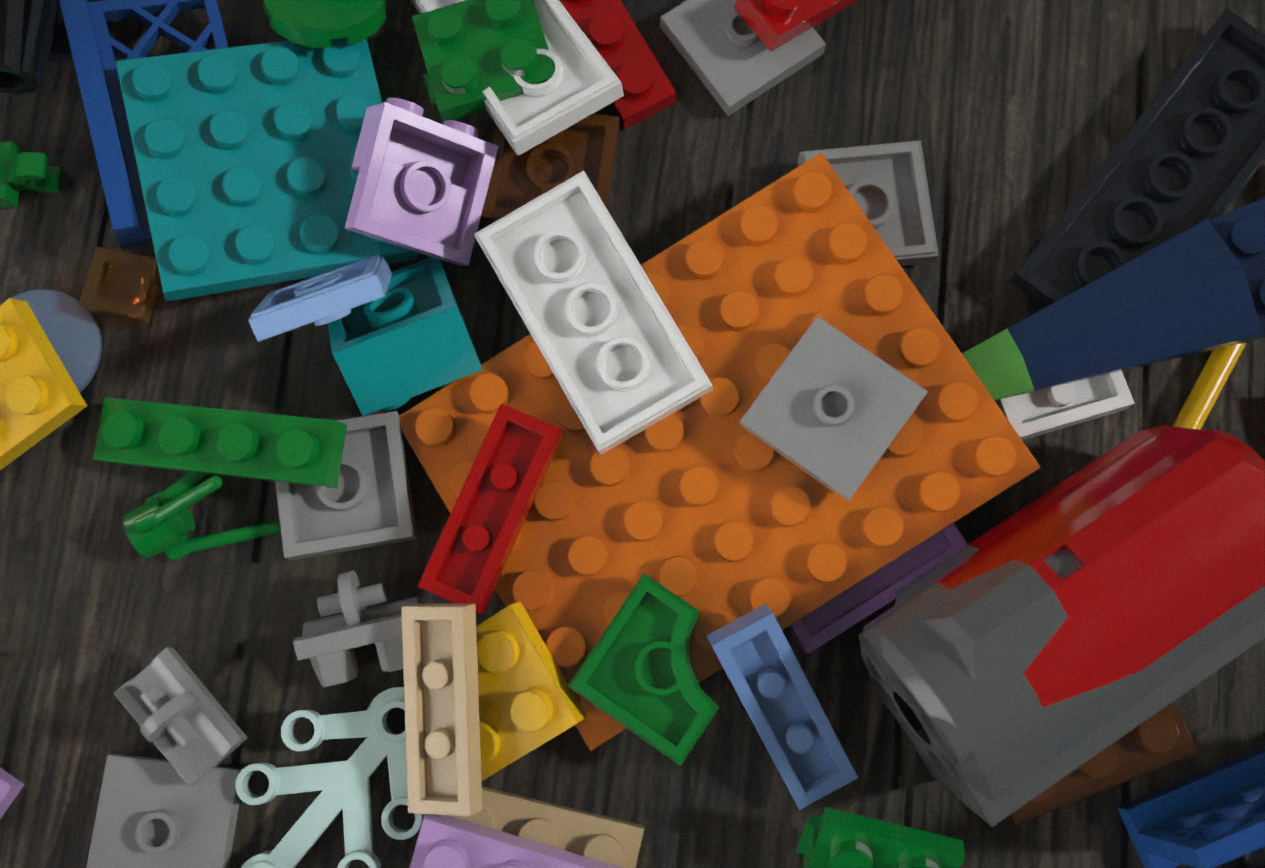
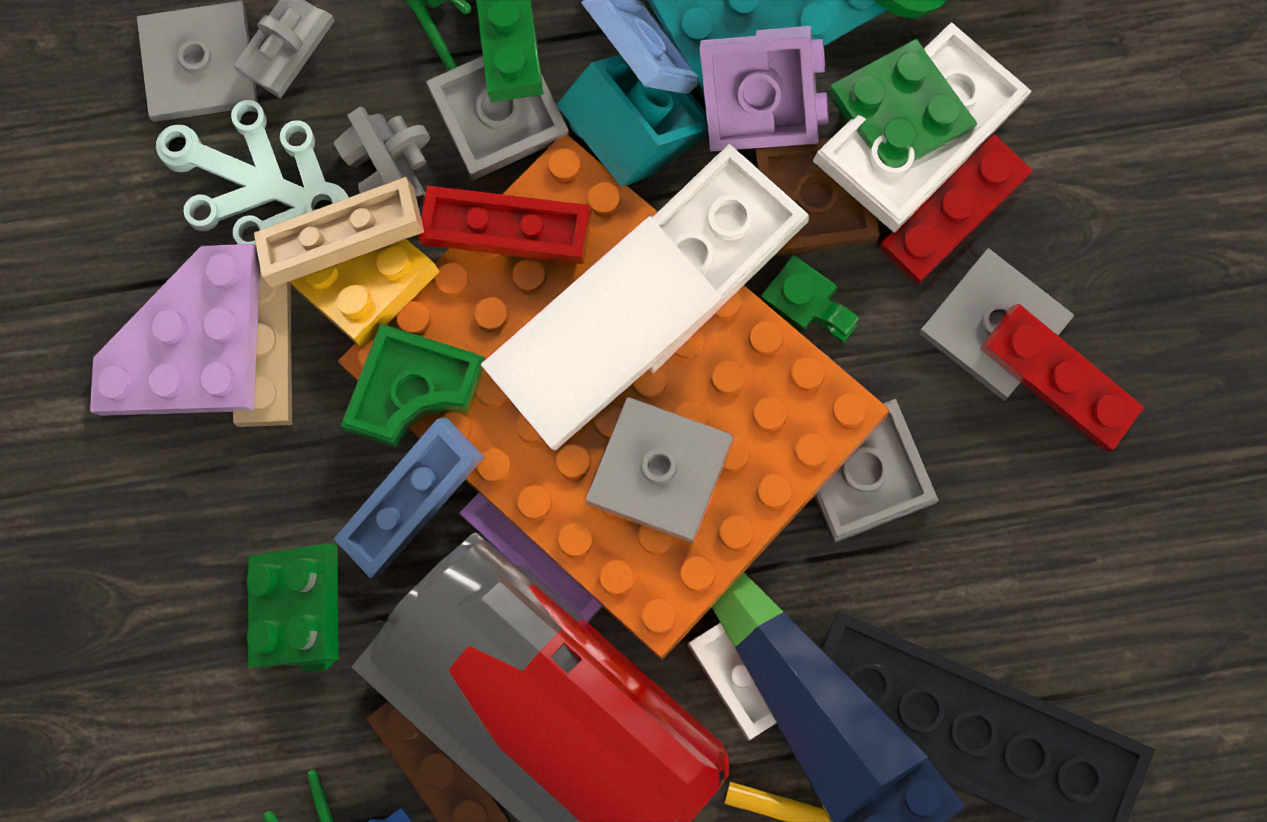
camera: 75 degrees right, 0 degrees up
(659, 428) = (602, 333): none -> white tile
(661, 217) = (804, 296): none -> green plate

